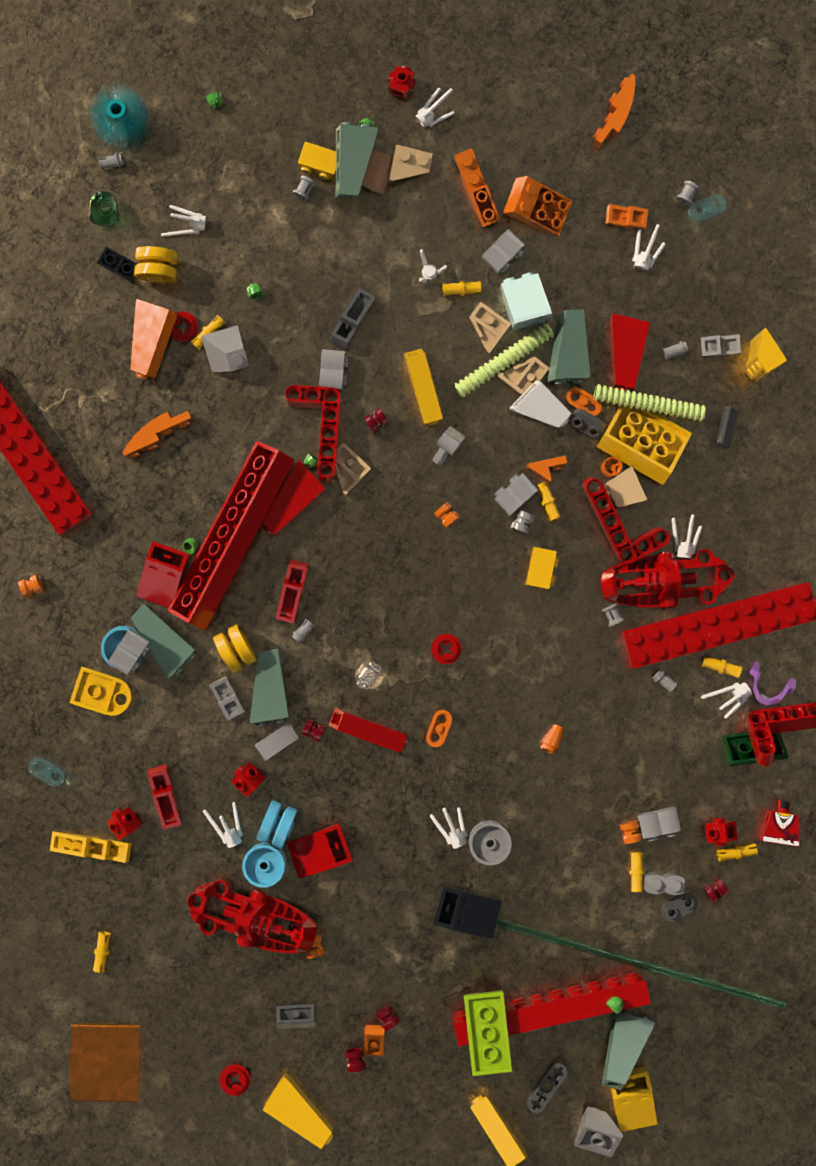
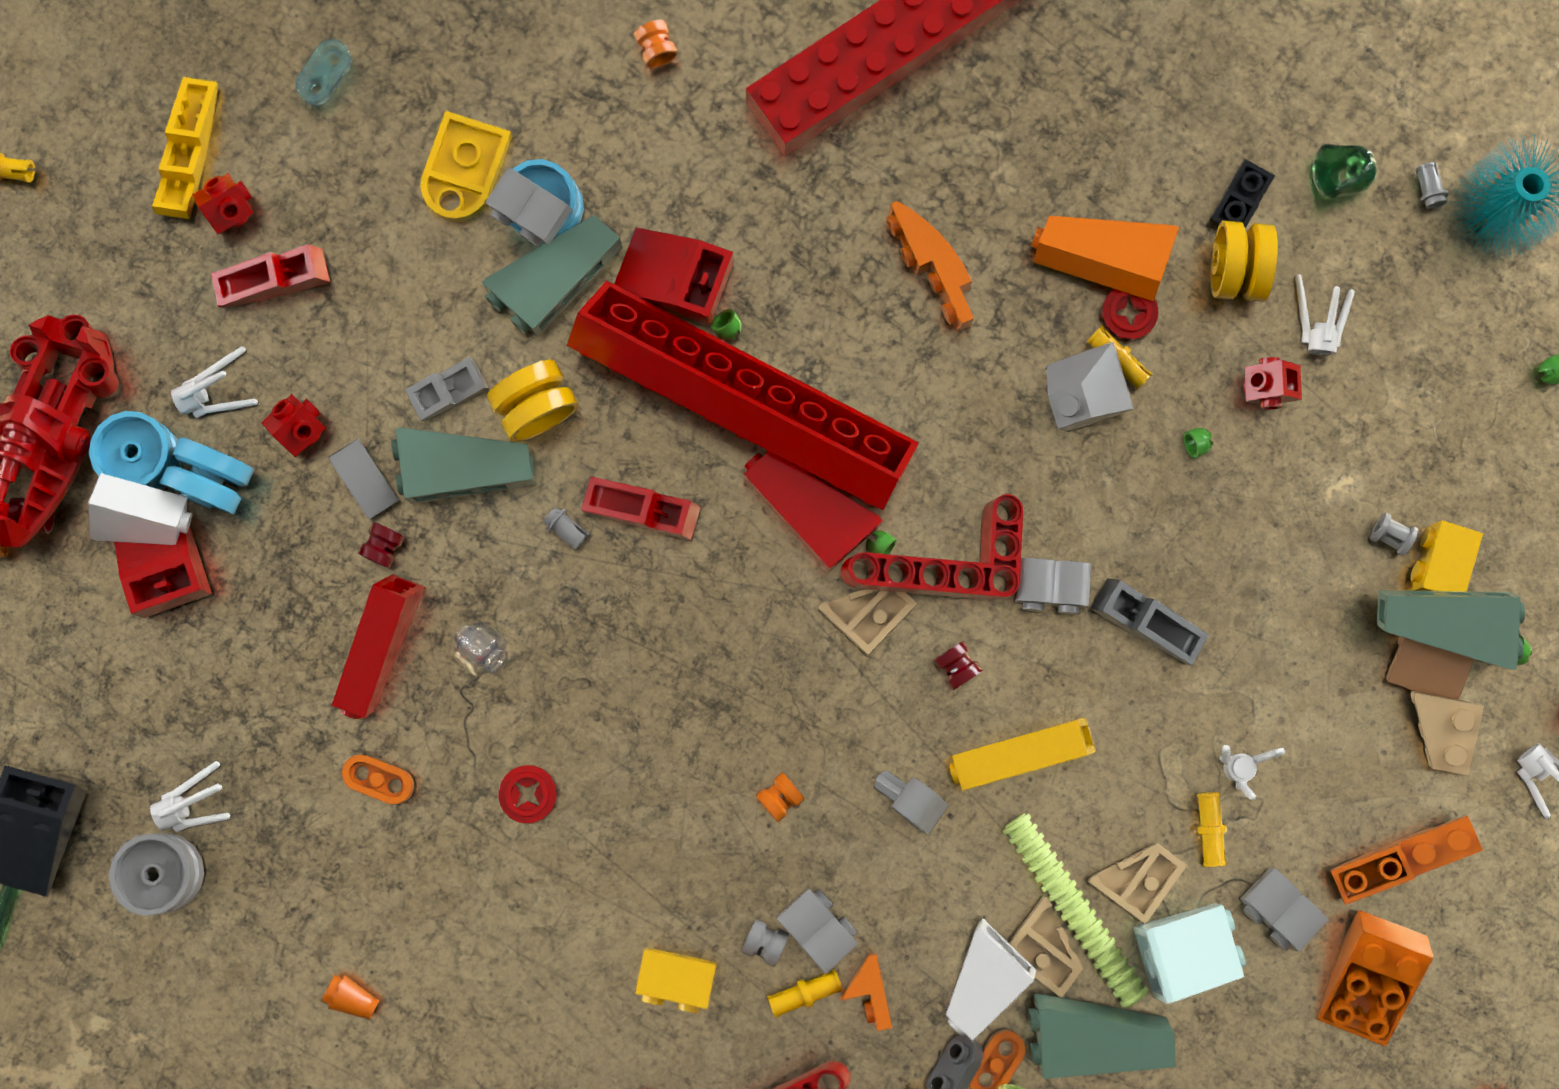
camera: 85 degrees right, 5 degrees down
(223, 250) = (1272, 383): none -> red brick
(298, 860) = (136, 513): none -> white slope

